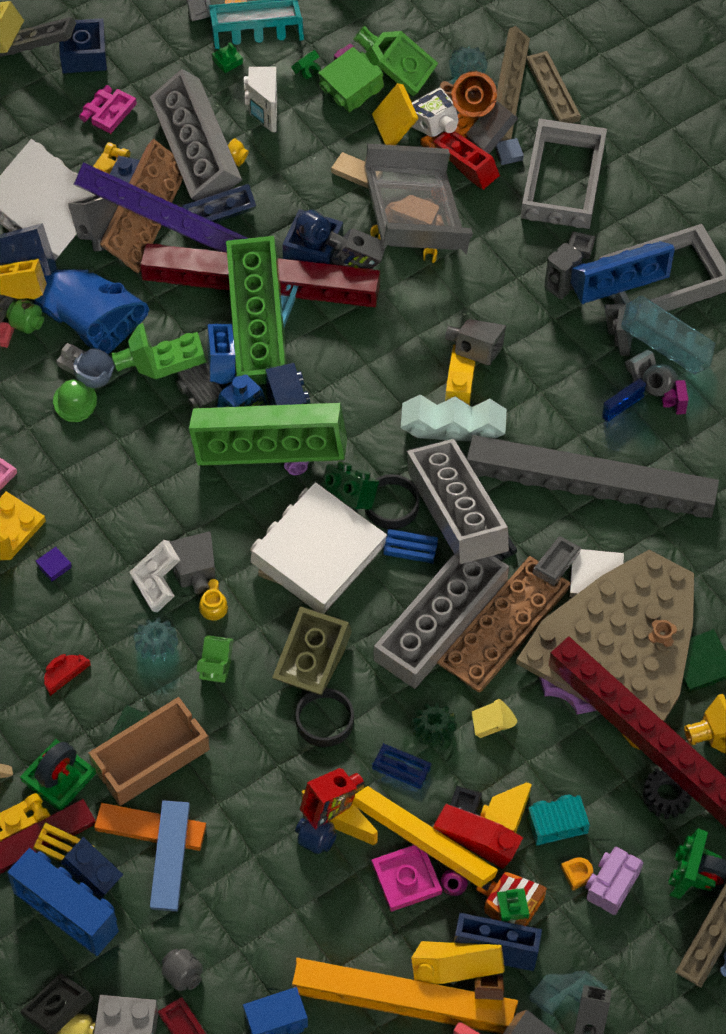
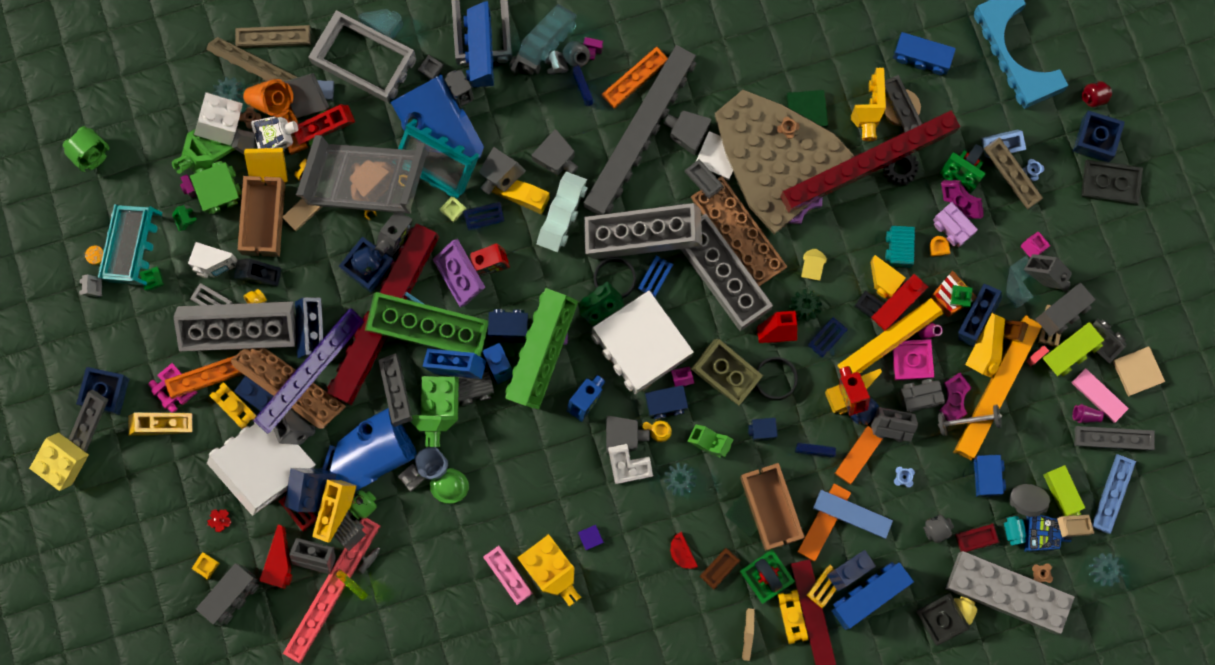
camera: 70 degrees left, 20 degrees up
(54, 719) = (719, 568): none -> reddish brown tile
(62, 106) = (159, 423): none -> yellow slope
(122, 123) = (201, 378): none -> orange tile
(170, 306) = (395, 390): none -> dark grey plate
(226, 505) = (585, 398): none -> blue torso
(234, 104) = (197, 293): none -> light grey tile
(236, 904) = (899, 477): none -> light blue plate
(243, 787) = (815, 450): none -> clear blue tile
(251, 598) = (666, 402): none -> dark blue brick
(251, 718) = (763, 429): none -> dark blue brick
(254, 845) = (858, 456): none -> orange tile
(267, 147) = (257, 272): none -> black slope
(287, 605) = (682, 376): none -> magenta plate
(306, 869) = (894, 424): none -> dark grey brick
(333, 128) = (261, 216): none -> medium nougat piece
(335, 332) = (458, 273): none -> medium lavender tile
(357, 989) = (996, 416): none -> axle
(359, 899) = (921, 396): none -> dark grey brick
(363, 360) = (494, 260): none -> red torso
(382, 947) = (956, 391): none -> magenta tile
(392, 700) = (778, 328): none -> red slope
(416, 86) = (243, 140): none -> dark grey piece
(416, 313) = (453, 209): none -> yellowish green tile
(429, 360) = (483, 216): none -> clear blue tile
(430, 55) = (218, 119): none -> white brick
(461, 274) = (444, 166): none -> window
(514, 268) = (438, 110): none -> blue panel
(525, 394) = (555, 154): none -> dark grey torso
(614, 182) = (383, 21): none -> clear light blue slope
(615, 529) = (688, 130): none -> dark grey torso
(629, 998) = (1035, 244): none -> dark pink slope
(650, 885) = (954, 192): none -> magenta tile
(656, 453) = (635, 77): none -> orange tile

